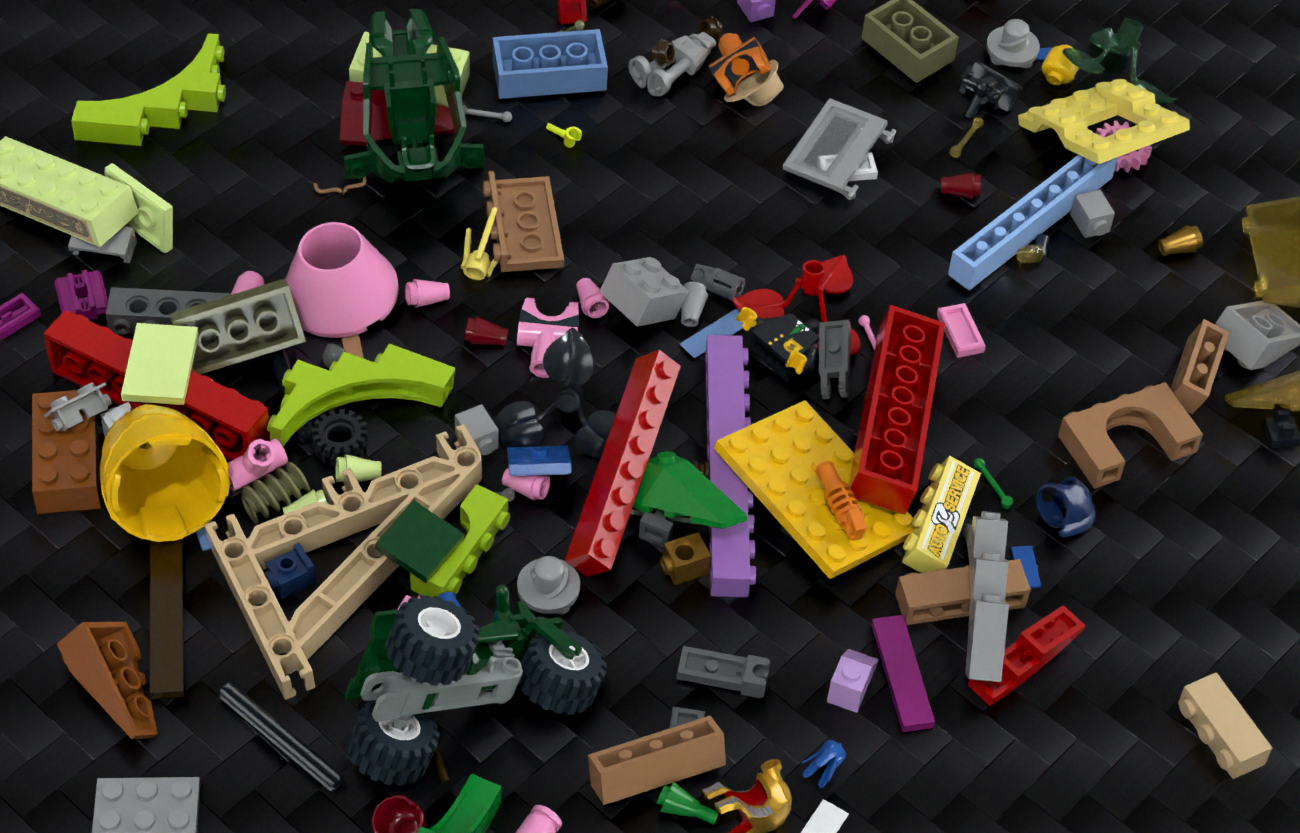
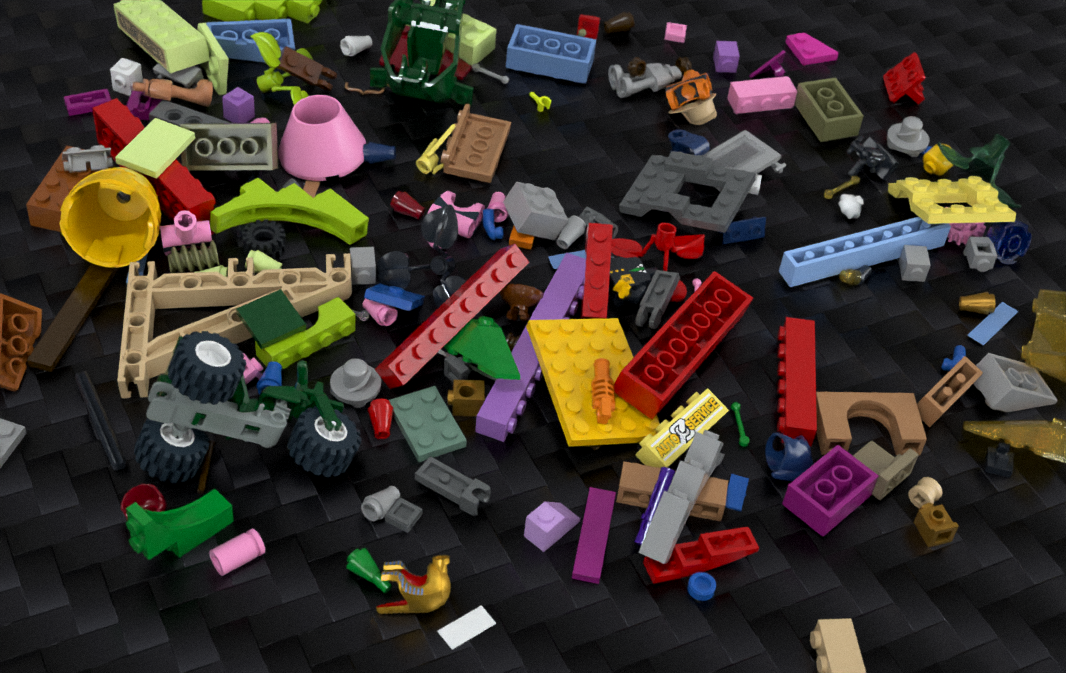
camera: 20 degrees right, 5 degrees down
(40, 268) = (124, 74): none -> white brick
(108, 273) = (165, 90): none -> nougat piece
(180, 160) = (236, 39): none -> medium blue wedge
(206, 264) = (238, 106): none -> medium lavender brick
(228, 210) = (272, 80): none -> lime plant
(263, 184) = (305, 68): none -> reddish brown hinge
(290, 572) = (172, 313): dark blue brick -> none
(298, 127) = (355, 44): none -> white cone
(414, 269) = (378, 152): none -> dark blue cone
(425, 292) = (380, 168): bright pink cone -> none
(592, 325) = (489, 225): none -> blue arm
(600, 616) = (381, 417): none -> red cone
(637, 334) = (520, 239): none -> orange tile
(653, 606) = (427, 424): none -> sand green plate
(656, 718) = (379, 503): none -> light grey cone
(657, 760) = (361, 528): medium nougat brick -> none
(685, 413) = (520, 299): none -> reddish brown hair
(763, 200) = (663, 178): none -> dark grey piece
(768, 376) = (597, 271): none -> red arch
(775, 143) = (688, 143): none -> dark blue piece
(822, 41) = (762, 95): none -> bright pink brick
(830, 754) = (502, 573): blue piece -> none
(887, 232) = (744, 230): none -> dark blue hinge
(959, 617) = (663, 483): none -> dark purple pin
(961, 330) = (769, 311): bright pink tile -> none
(962, 185) = (821, 216): dark red cone -> none
(990, 160) = (851, 205): none -> white piece
(1032, 407) = (797, 379): none -> red brick
(1042, 690) = (701, 586): none -> blue tile
(1128, 530) = (830, 490): none -> magenta brick
(1161, 181) = (980, 259): none -> light grey brick
(1163, 486) = (889, 468): none -> dark tan bracket
(1182, 152) = (1009, 240): none -> clear blue cylinder
(1189, 321) = (959, 353): none -> blue arm
(1205, 261) = (992, 323): none -> medium blue piece
(1224, 497) = (925, 492): none -> tan wheel
(1249, 531) = (935, 525): none -> pearl gold brick

